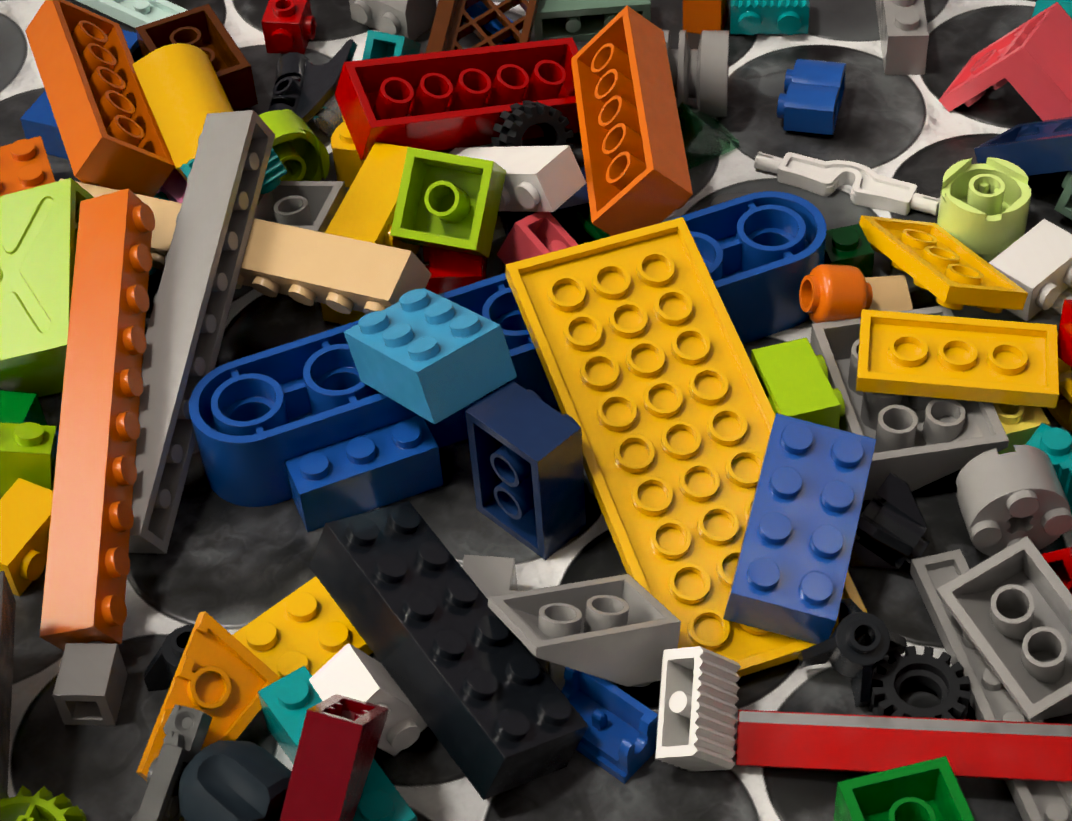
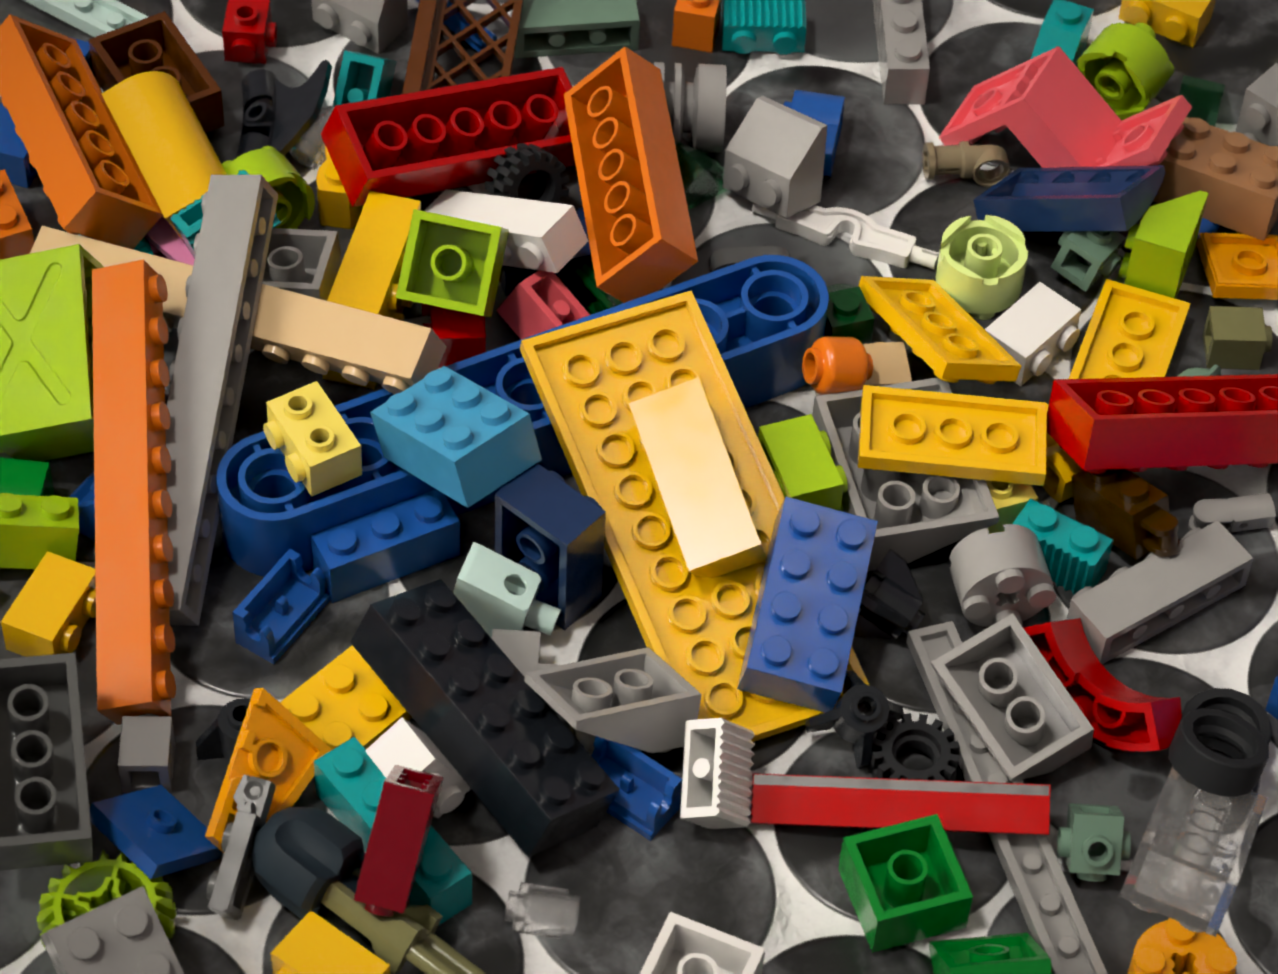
camera: 10 degrees left, 5 degrees up
(80, 765) = (154, 831): none -> blue plate
(249, 535) = (279, 608): none -> blue hinge
(287, 362) = (313, 439): none -> light yellow brick
(476, 518) = (502, 593): none -> light aqua torso
(683, 401) = (697, 480): none -> brick
(778, 113) = (776, 158): none -> light grey slope
(964, 118) = (965, 161): none -> dark tan connector

